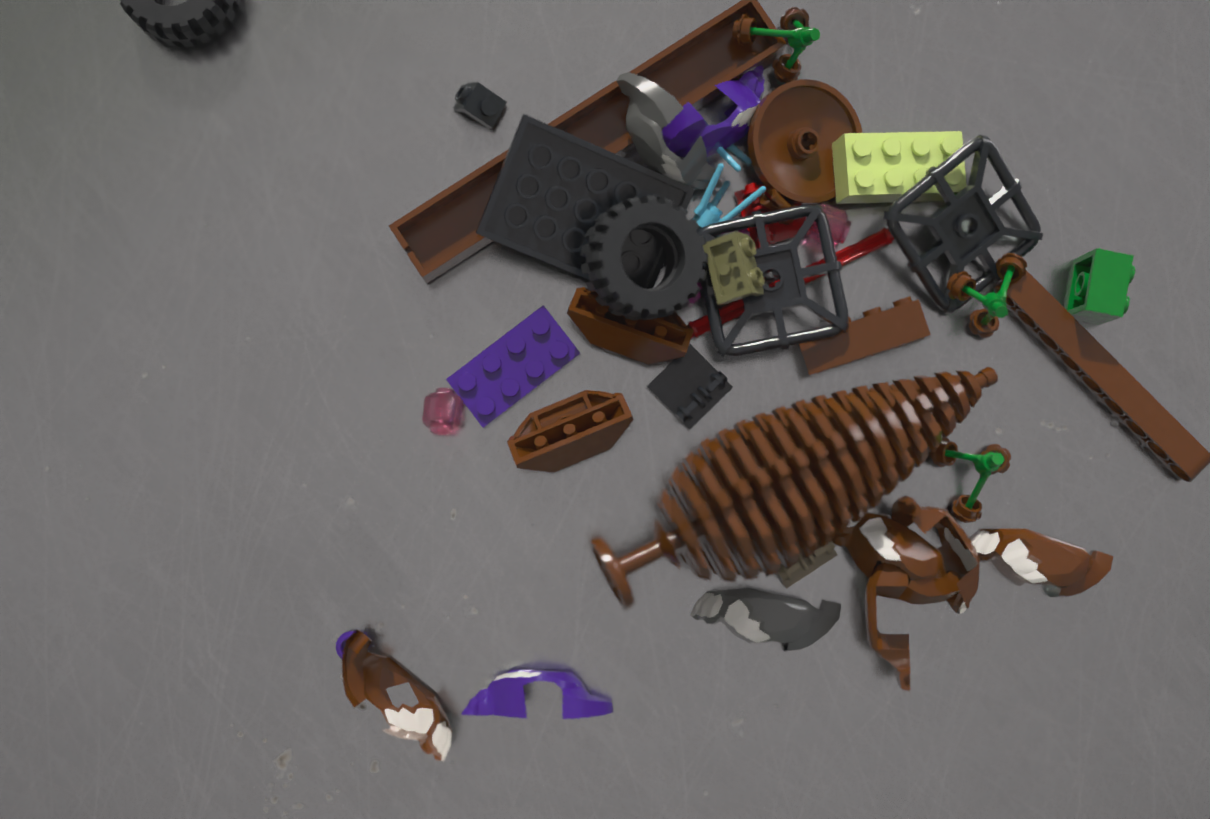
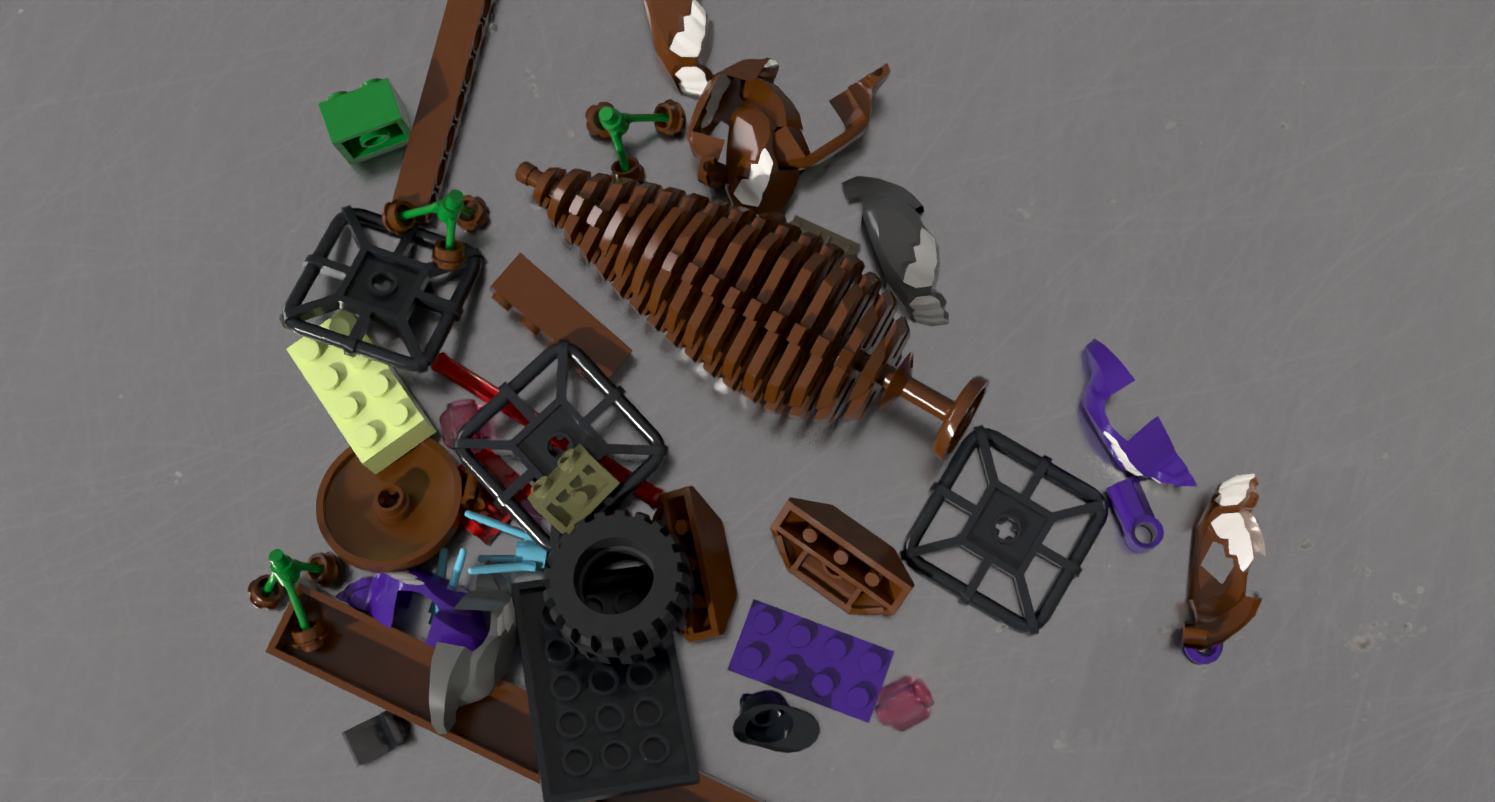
camera: 105 degrees left, 5 degrees down
(474, 659) = (1133, 511): none -> dark purple piece
(488, 312) = (773, 724): none -> black piece
(511, 580) = (1010, 554): none -> black plate
(647, 36) = (374, 737): none -> black bracket
(690, 387) = (719, 464): black hinge -> none

